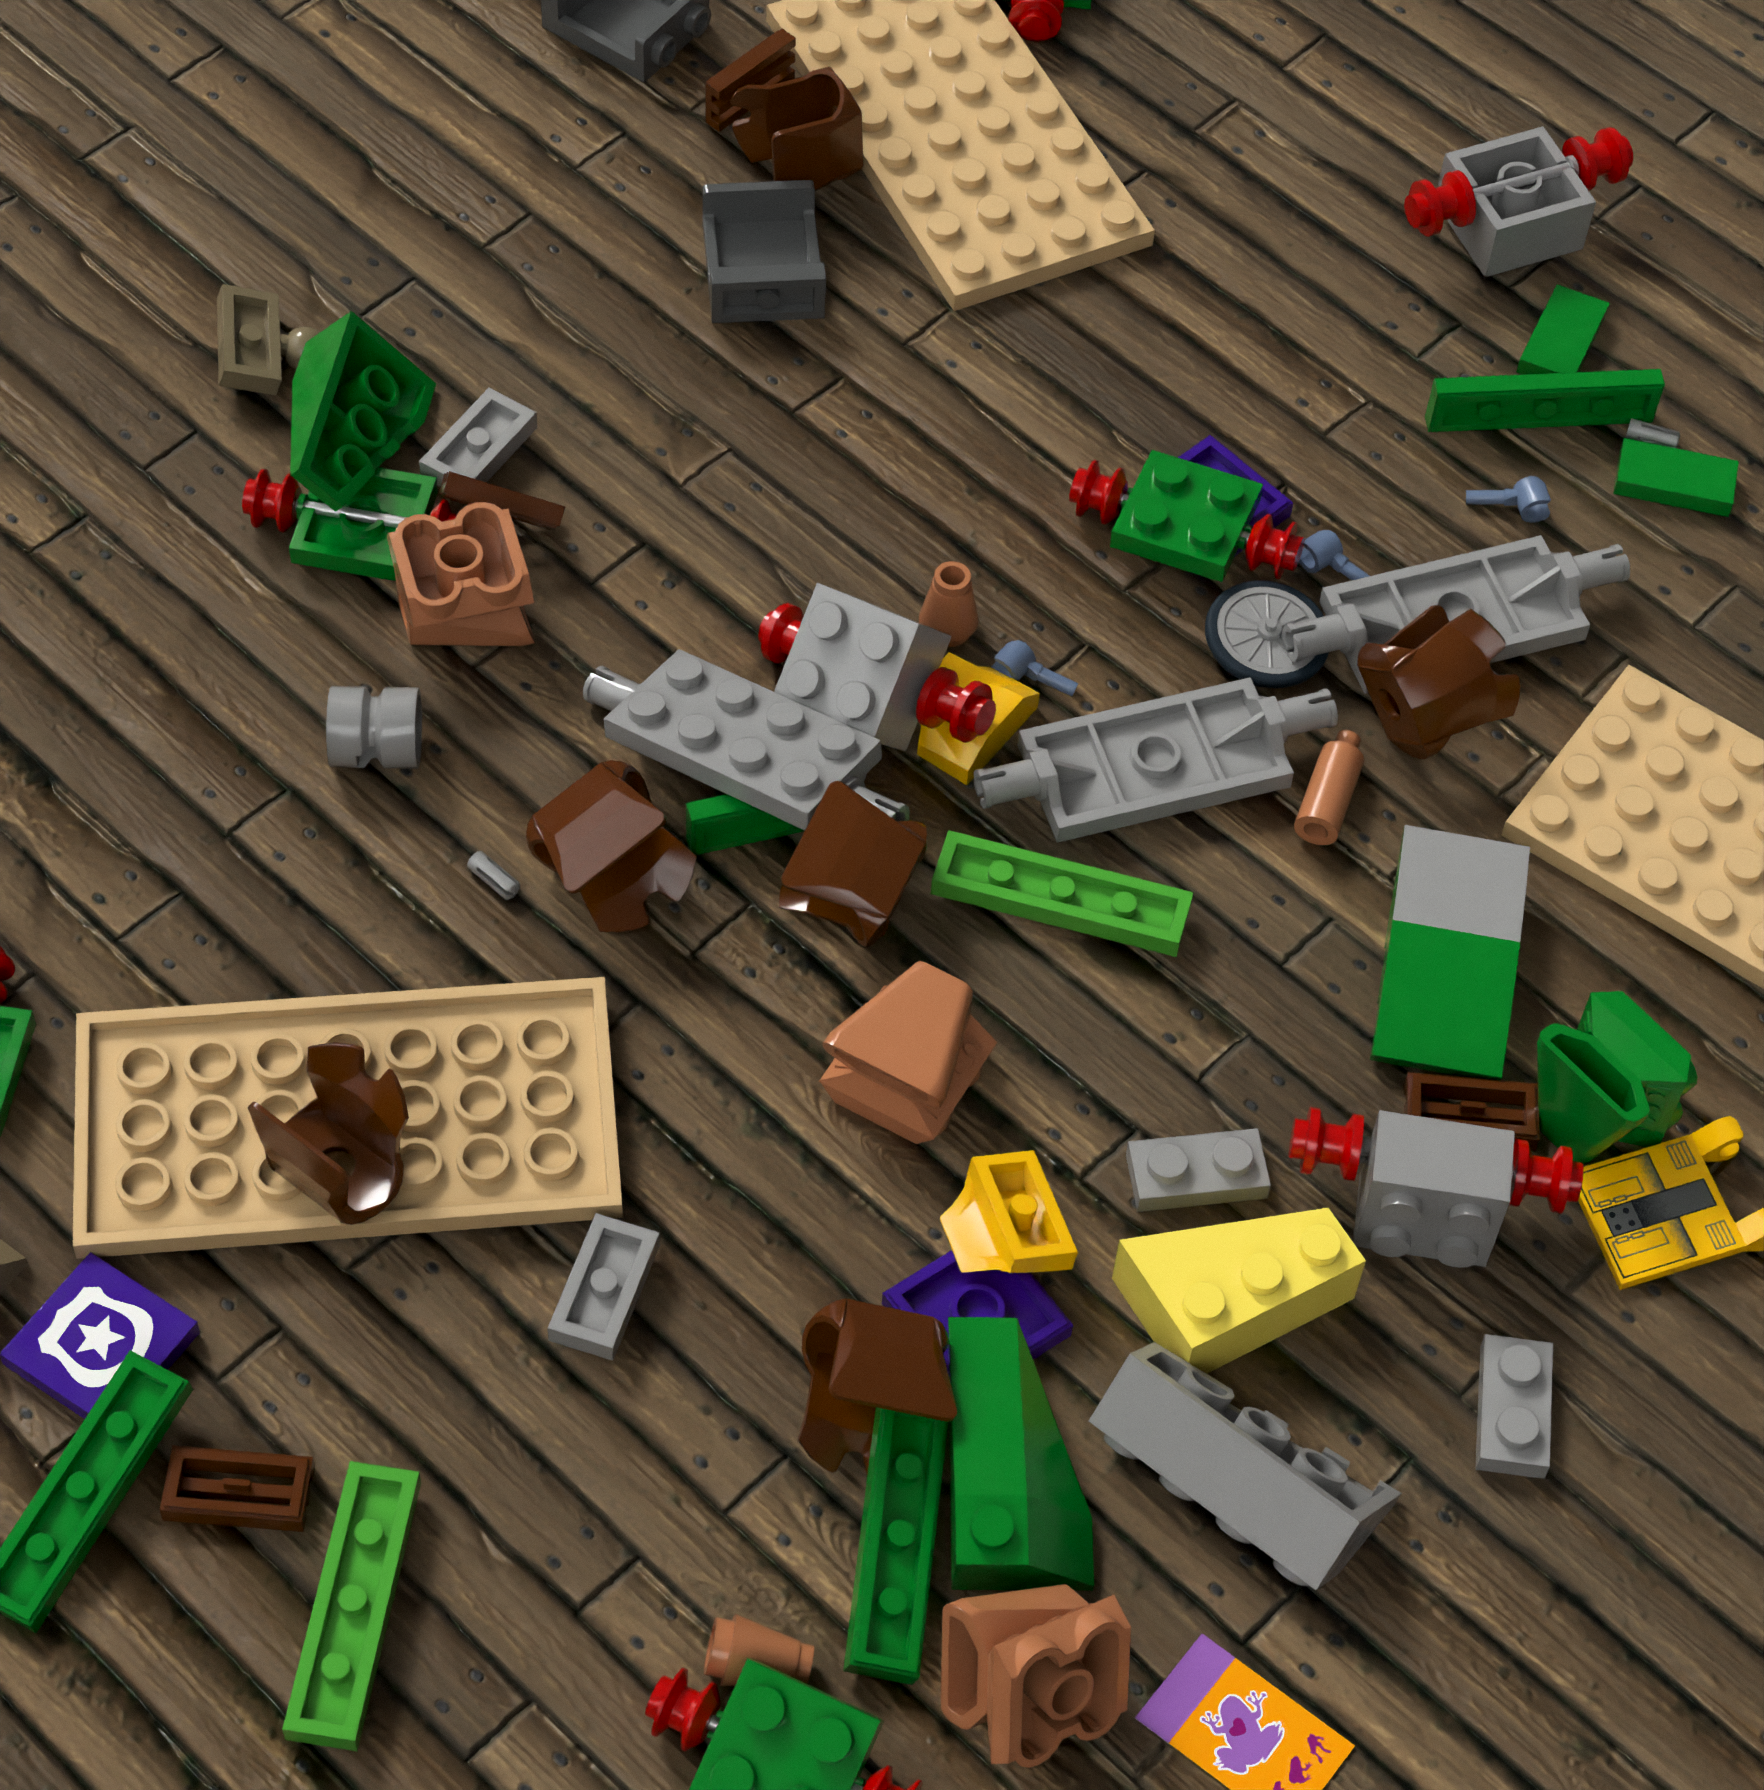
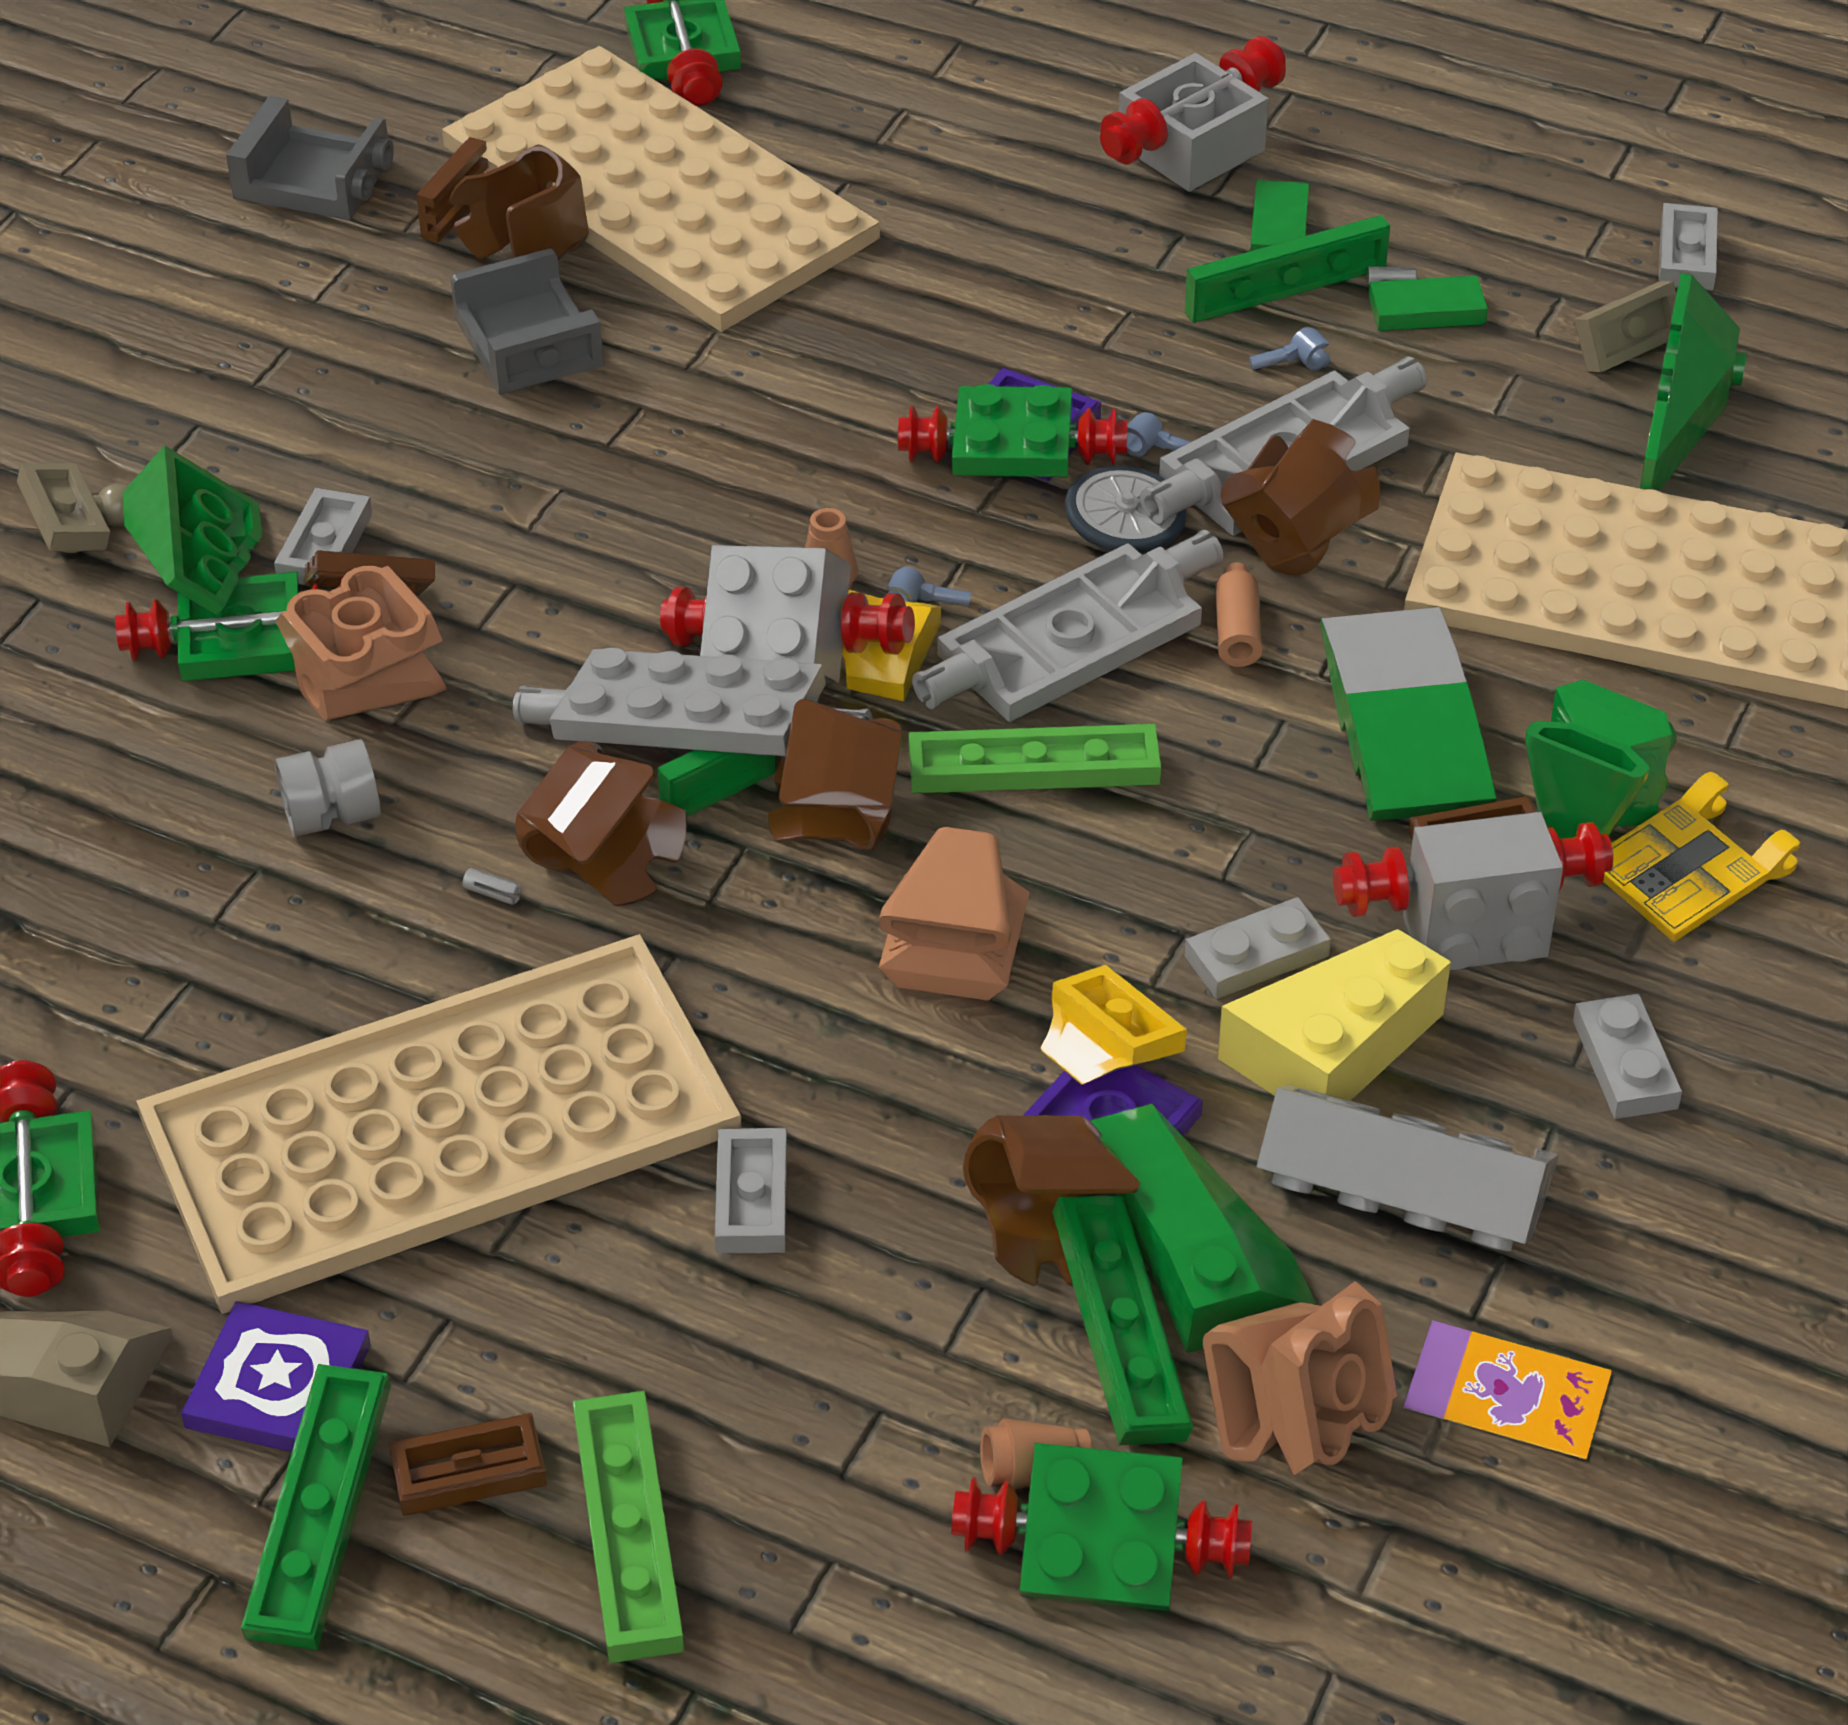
camera: 15 degrees left, 10 degrees down
(349, 1117) = (459, 1123): reddish brown piece -> none

